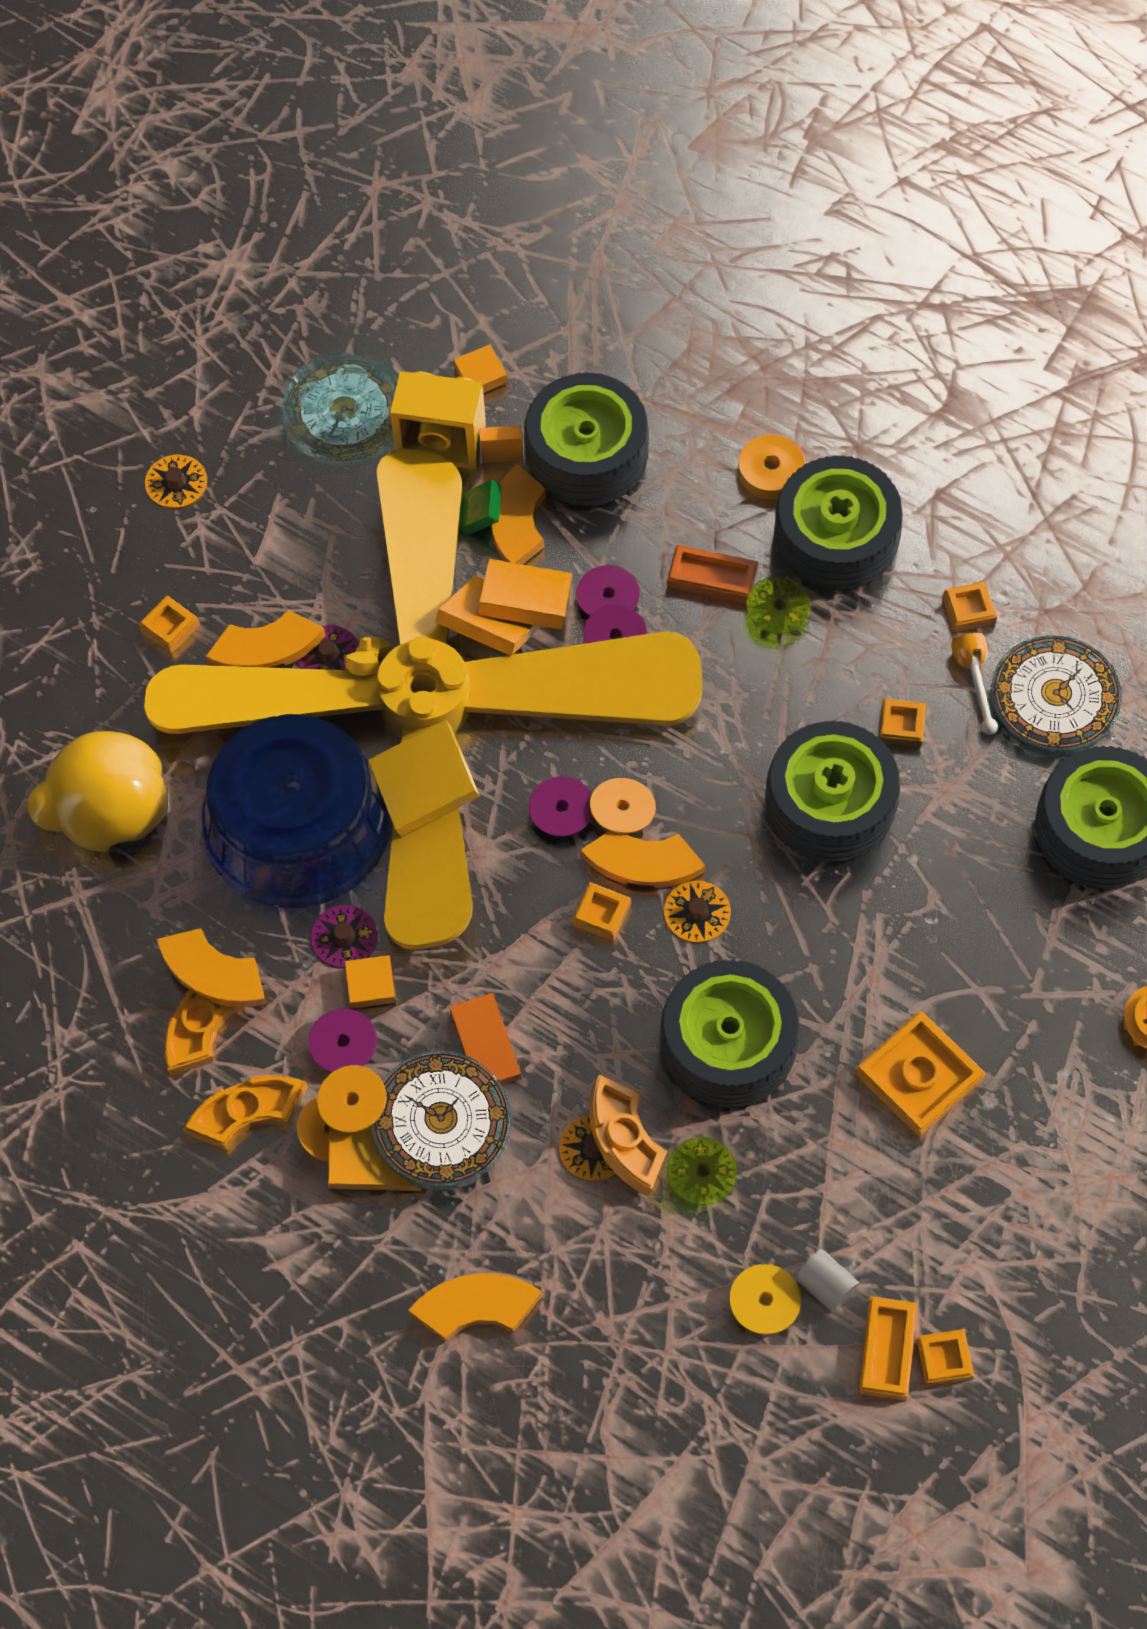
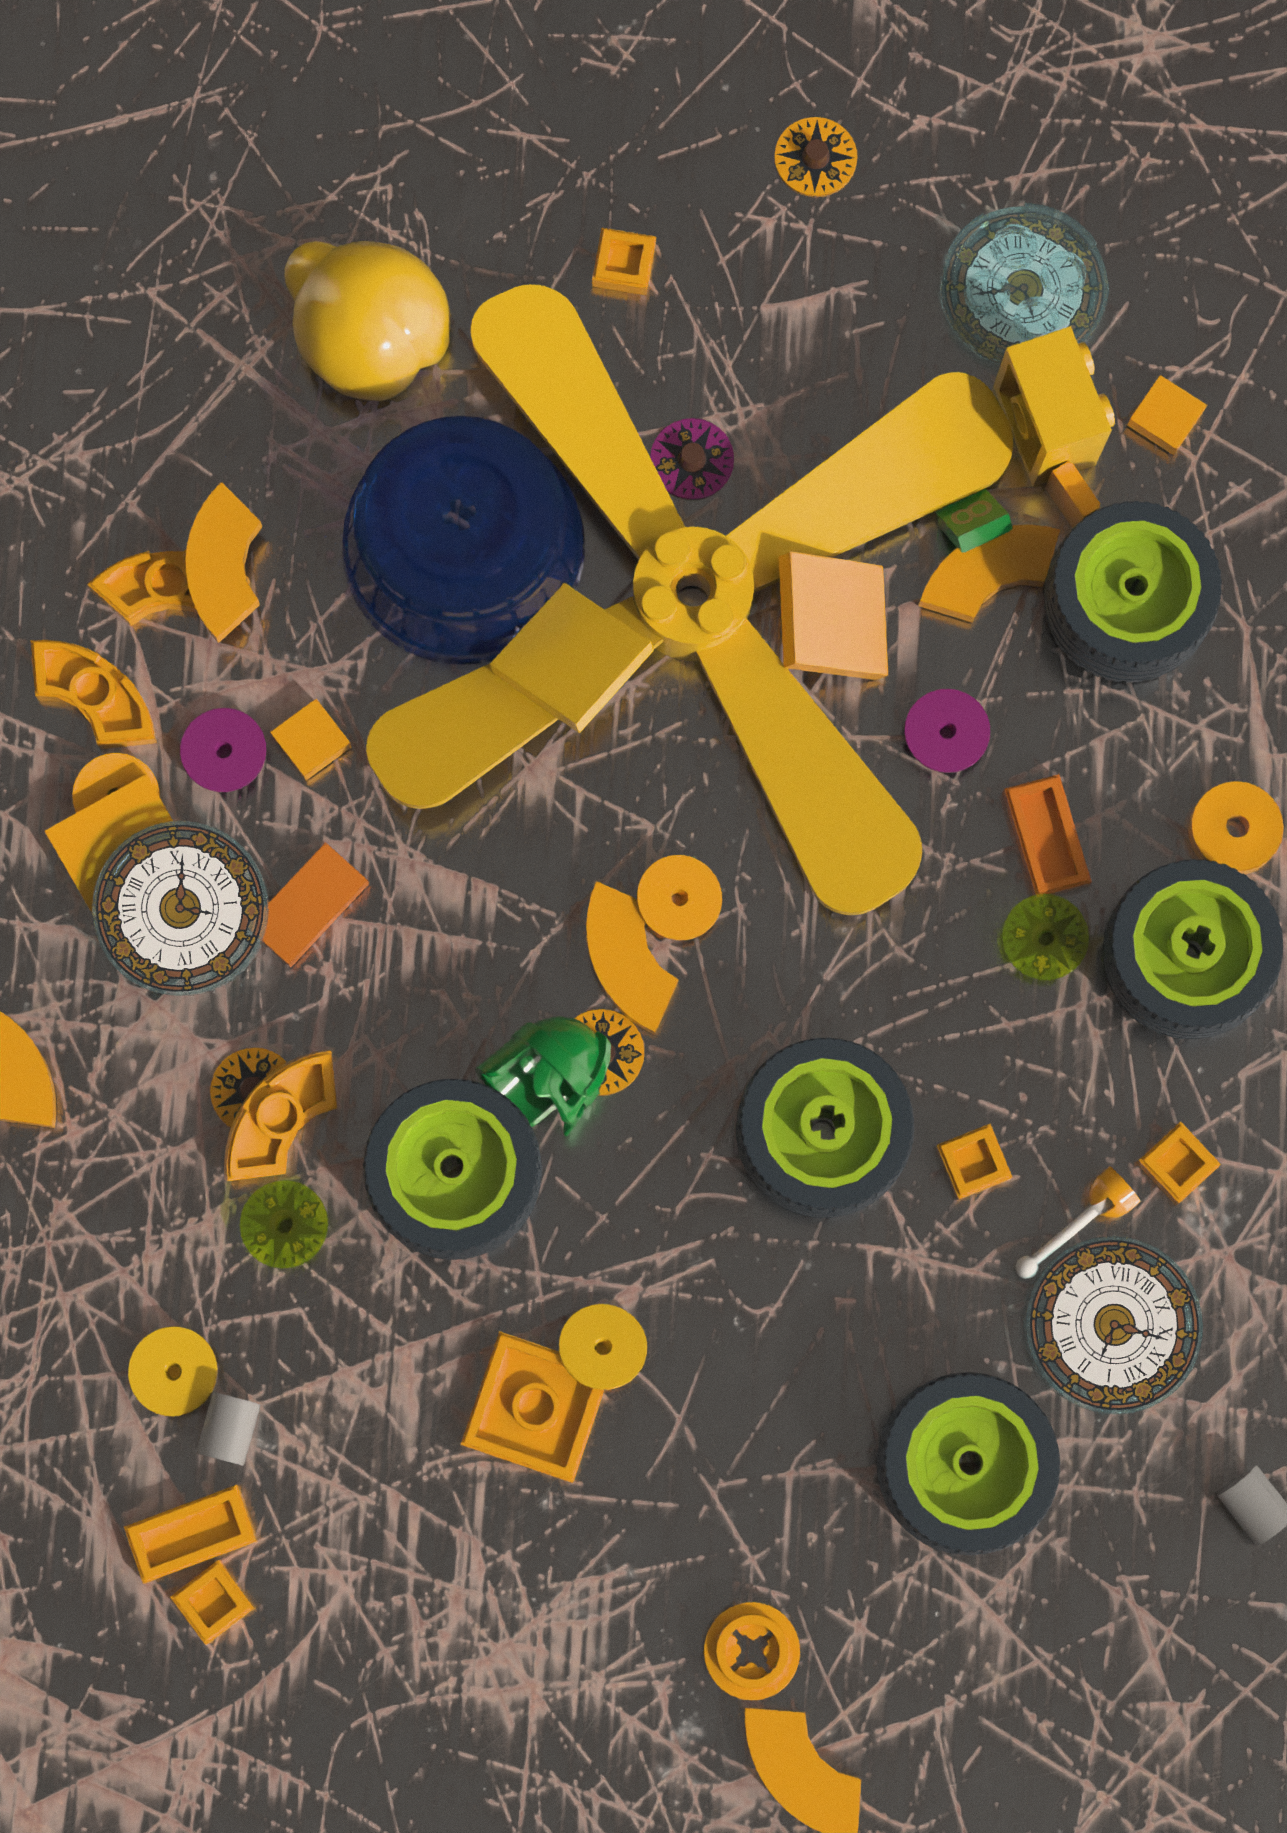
camera: 55 degrees right, 15 degrees up
(267, 646) = (655, 385): light orange tile -> none
(344, 935) = (354, 679): piece -> none
(351, 1098) = (146, 800): light orange piece -> none
(365, 659) = (686, 505): yellow piece -> none
(525, 594) = (881, 637): light orange tile -> none
(560, 806) = (639, 828): magenta piece -> none
(601, 911) = (537, 945): light orange tile -> none
(613, 623) = (902, 764): magenta piece -> none
(694, 930) = (546, 1066): none -> green helmet
(902, 1006) = (603, 1346): none -> yellow piece

